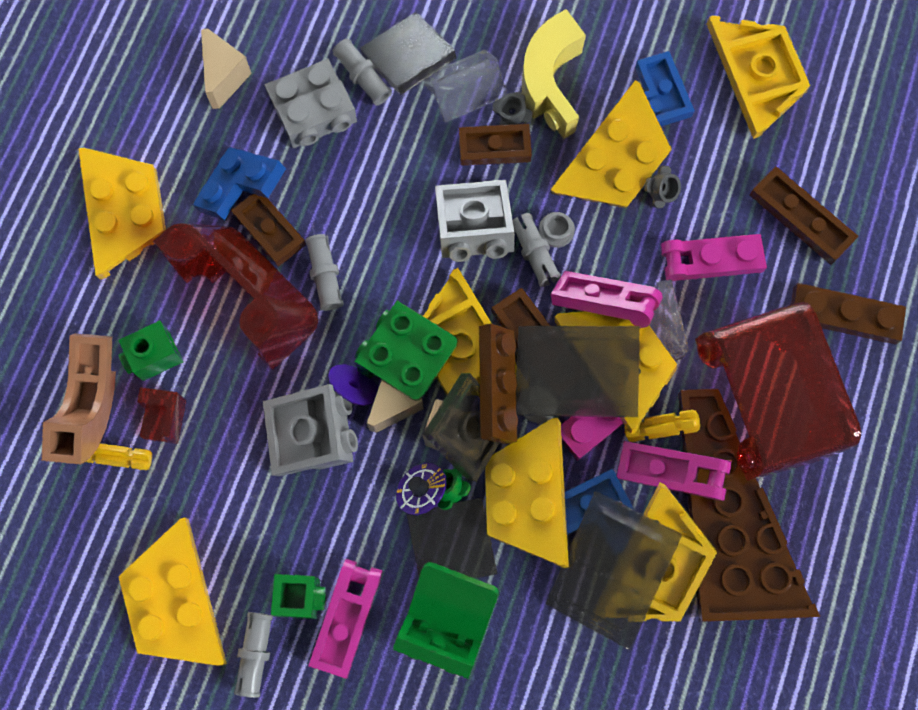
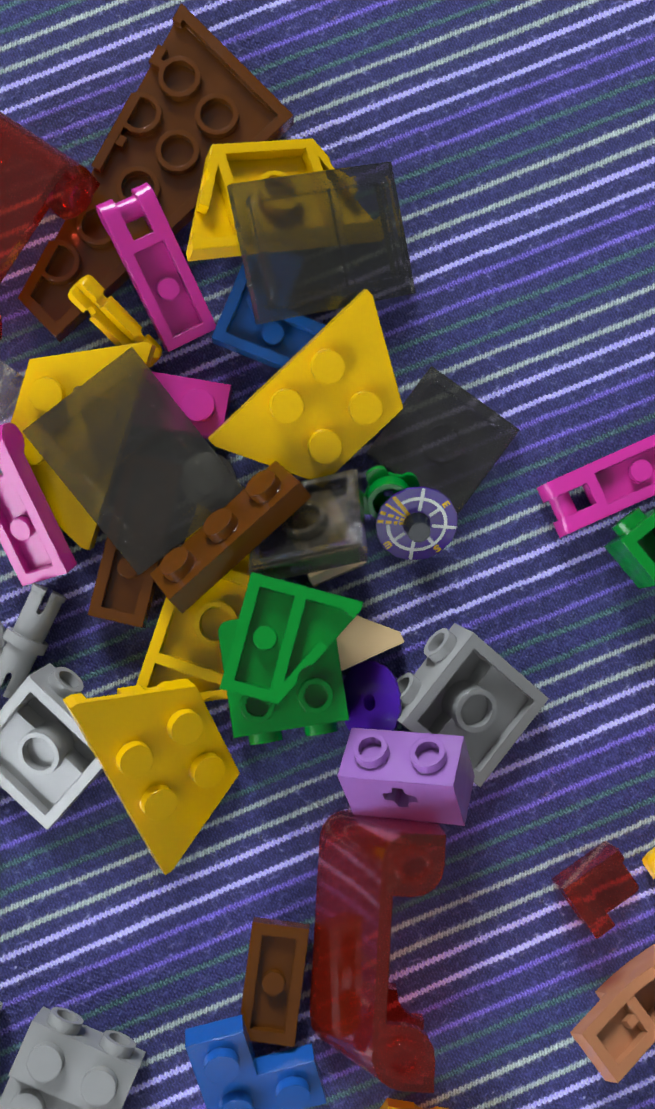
camera: 135 degrees left, 10 degrees up
(149, 351) = (542, 973): green brick -> none
(301, 366) = (407, 775): none -> medium lavender brick
(324, 272) = (268, 863): light grey pin -> none
(419, 259) = (159, 759): none -> yellow wing
(423, 360) = (282, 635): none -> green wing
(447, 619) = (533, 369): green bracket -> none

